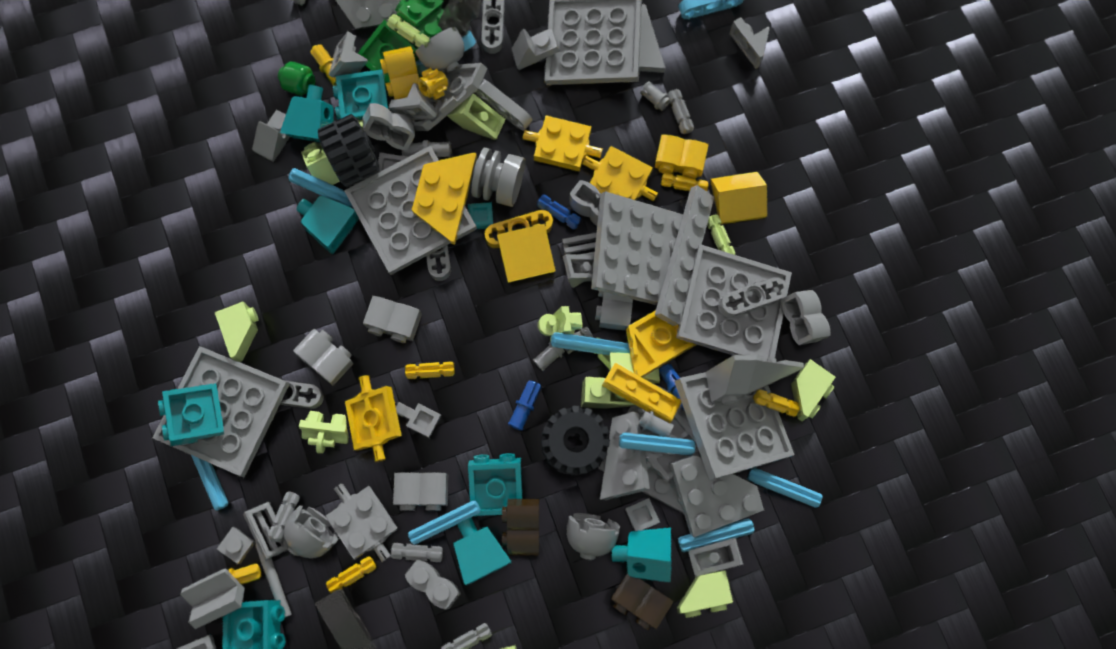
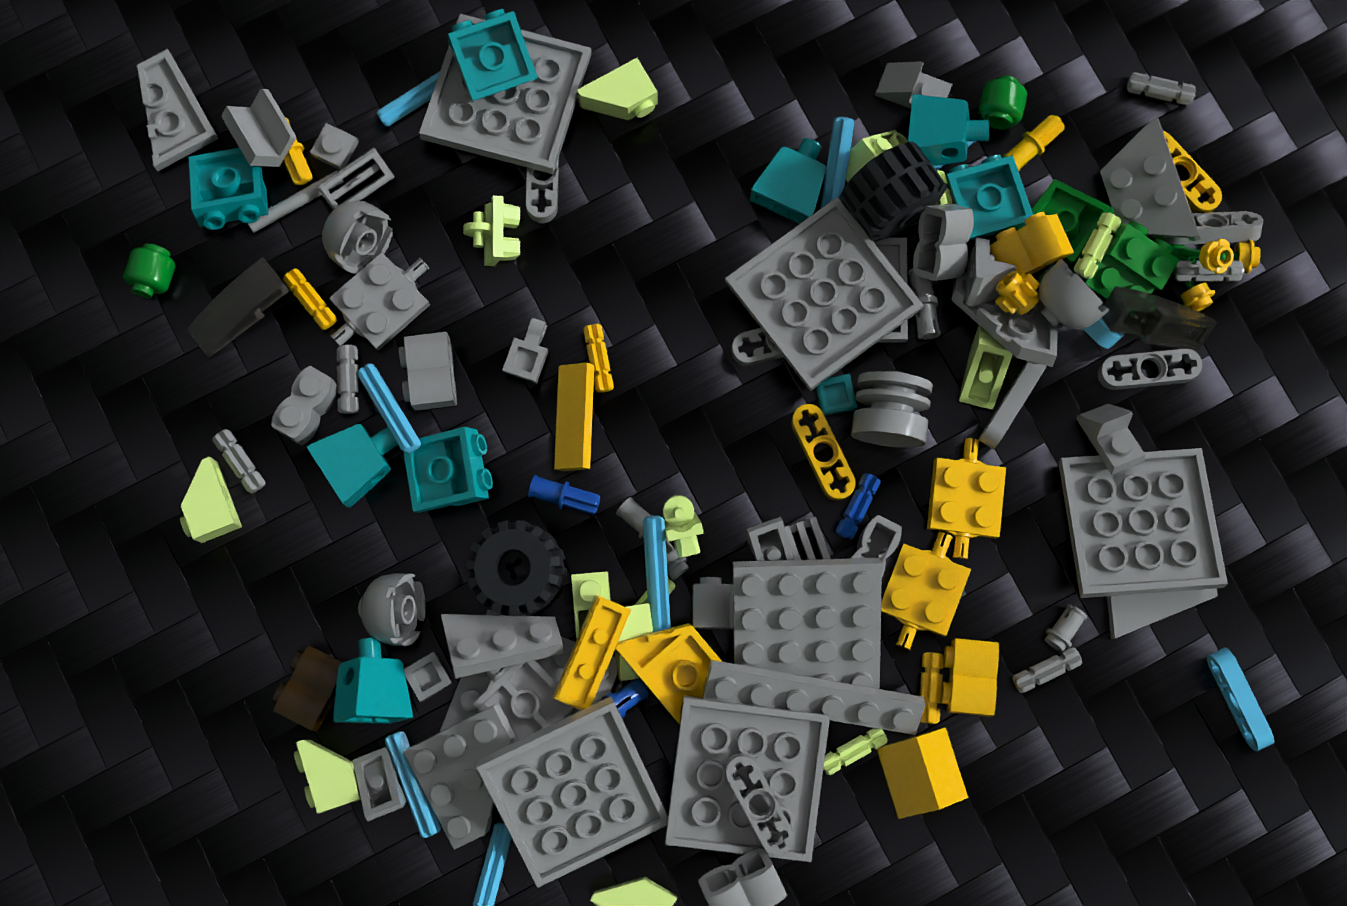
camera: 80 degrees right, 5 degrees up
(286, 509) = (380, 199): light grey axle -> none
(323, 356) = (597, 212): light grey brick -> none
(345, 58) = (1042, 164): light grey slope -> none
(372, 418) = (518, 291): yellow plate -> none
(392, 319) = (662, 295): light grey brick -> none
(444, 193) = (850, 335): yellow wing -> none
(470, 391) = (574, 417): none -> yellow tile
(522, 527) = (392, 512): dark brown brick -> none
(526, 253) = (785, 466): yellow tile -> none
(655, 424) = (547, 676): light grey pin -> none
(657, 444) = (518, 681): medium azure axle -> none
(745, 375) = (627, 795): light grey wedge -> none
(750, 44) = (1176, 773): light grey slope -> none
(776, 402) = (607, 853): yellow axle -> none

